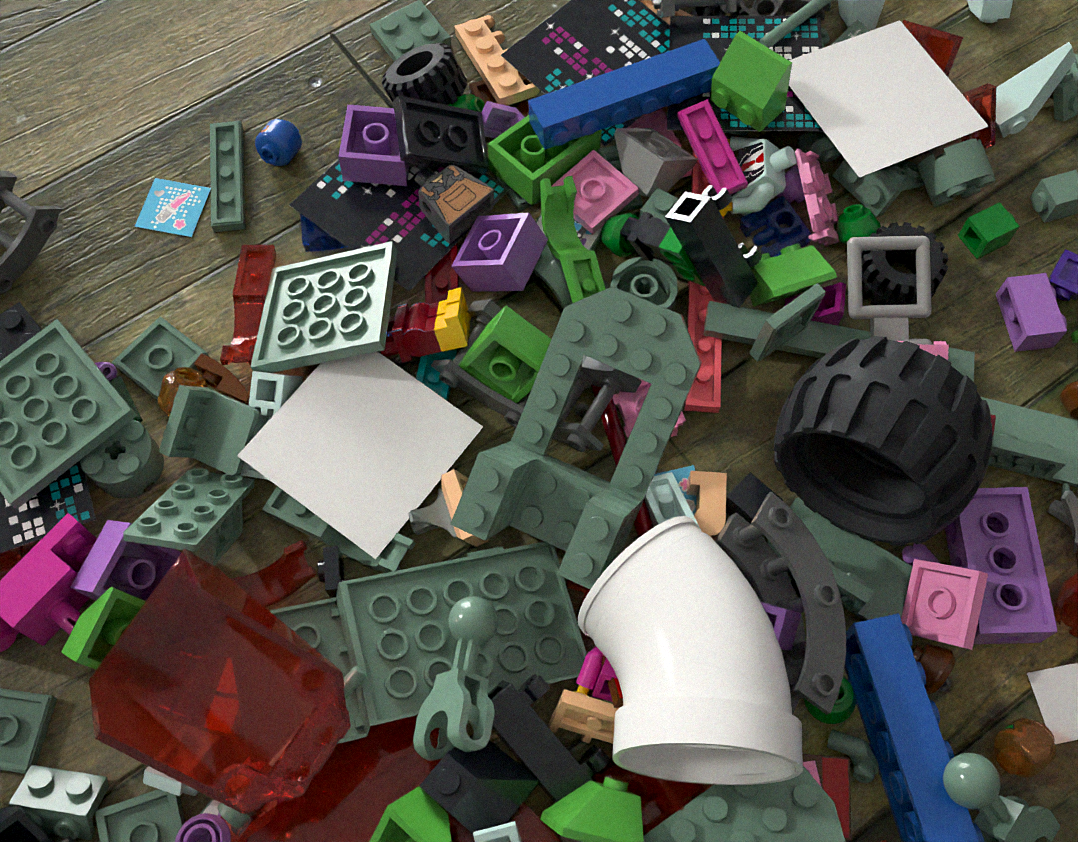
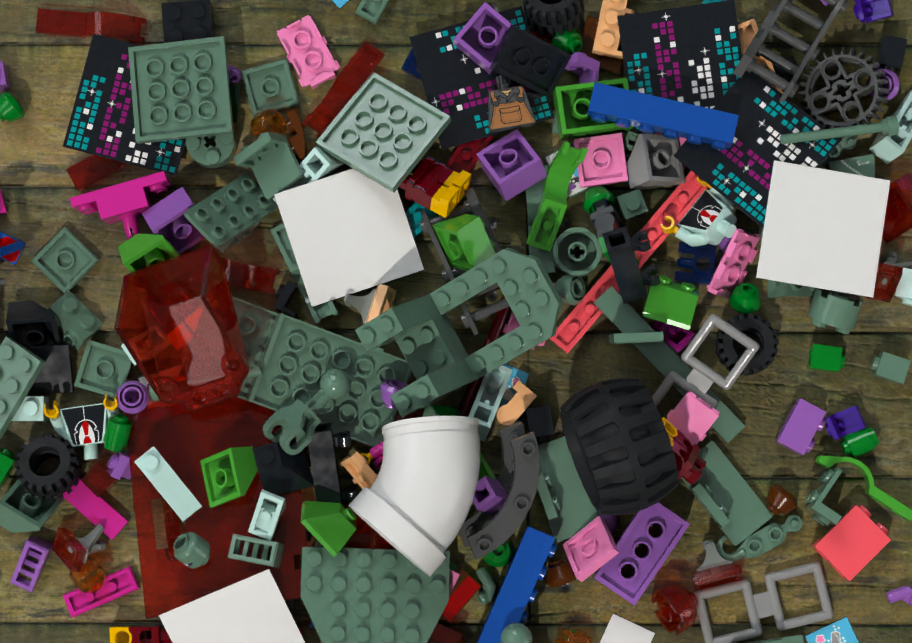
camera: 40 degrees right, 20 degrees up
(183, 297) = (308, 52): none -> bright pink piece
(554, 589) = (388, 388): none -> medium lavender cone
(712, 148) = (688, 191): dark pink tile -> none
(751, 82) = (737, 170): bright green slope -> none

